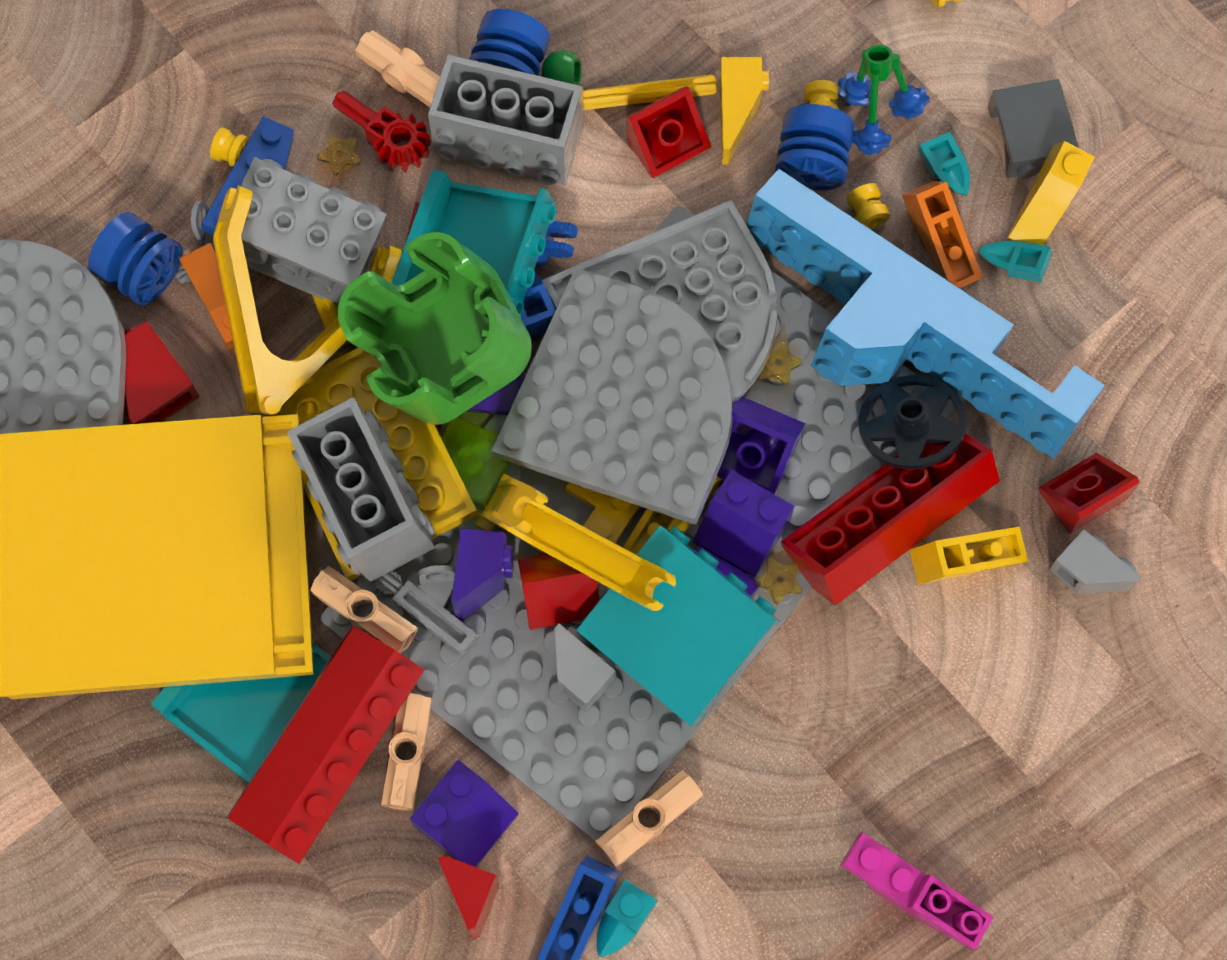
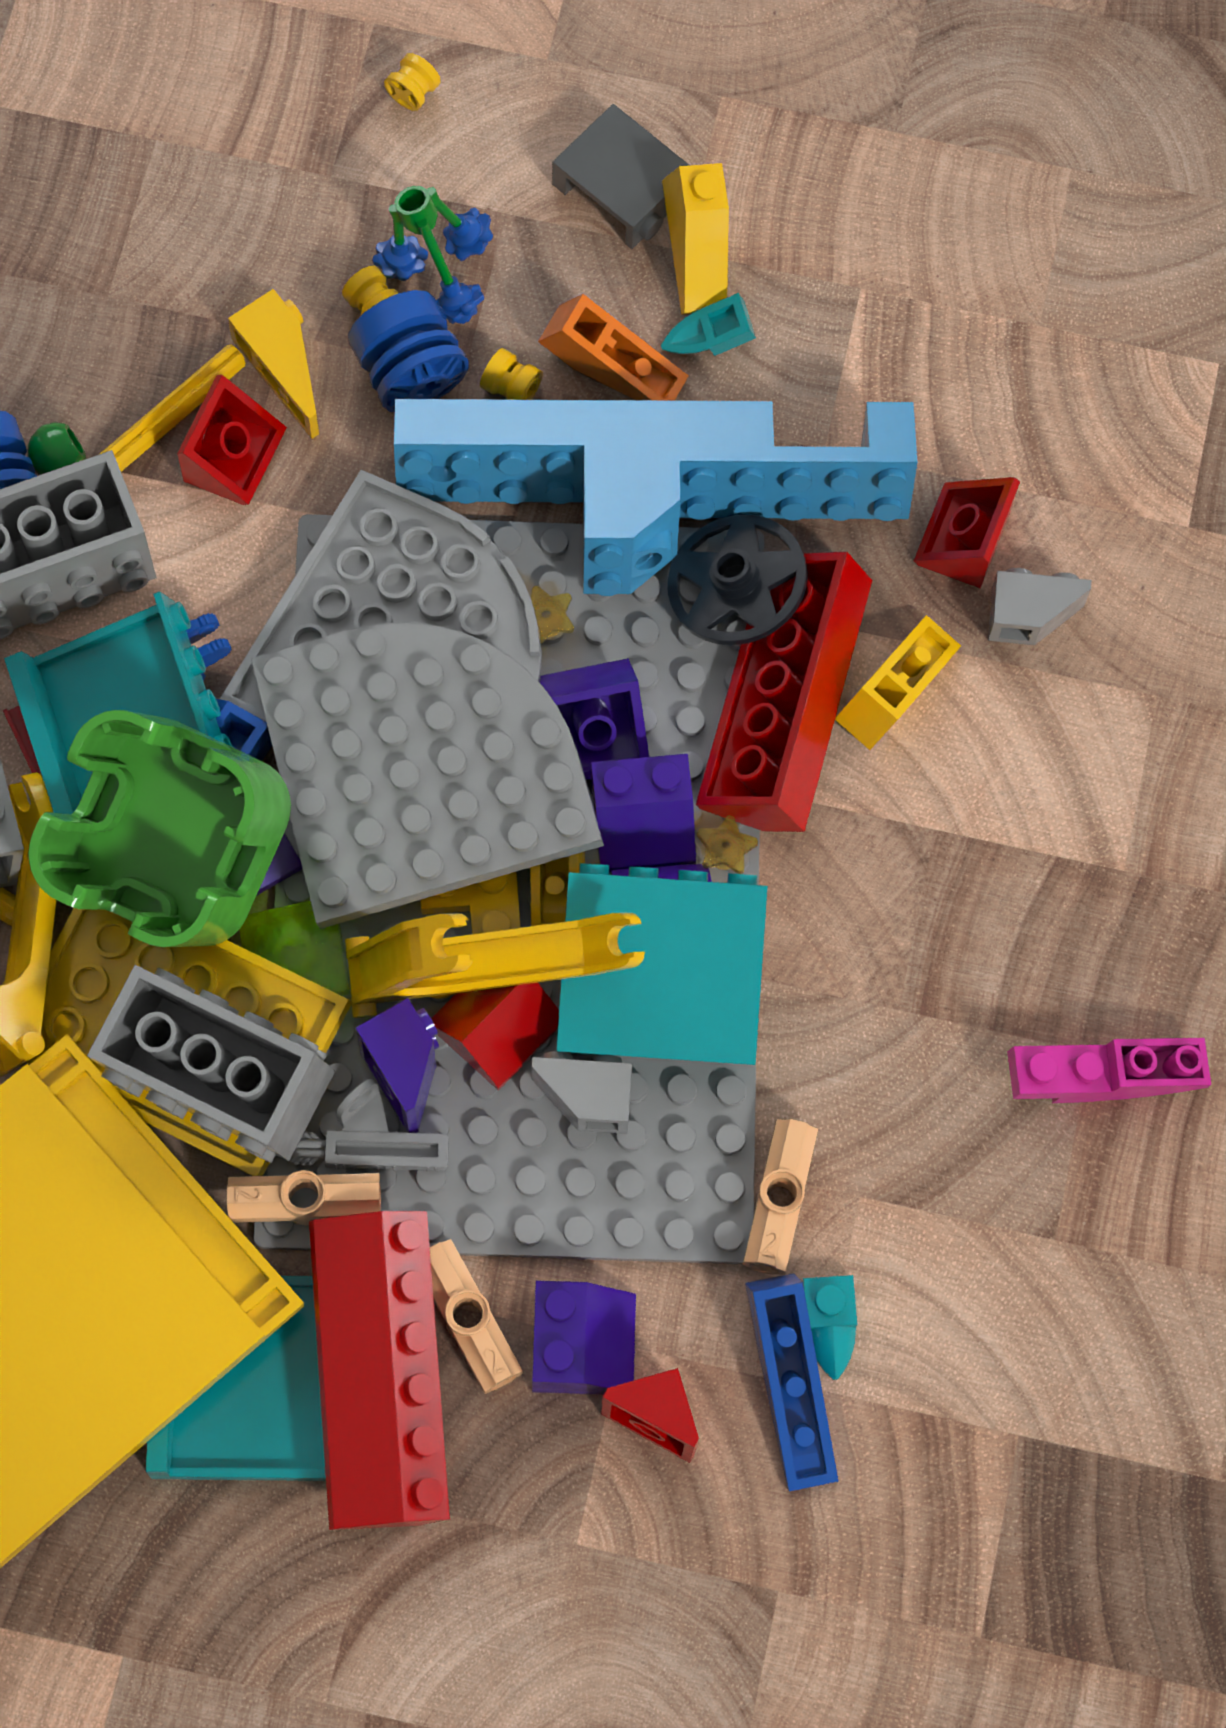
camera: 40 degrees left, 0 degrees up
(946, 162) = (558, 273): teal plate -> none

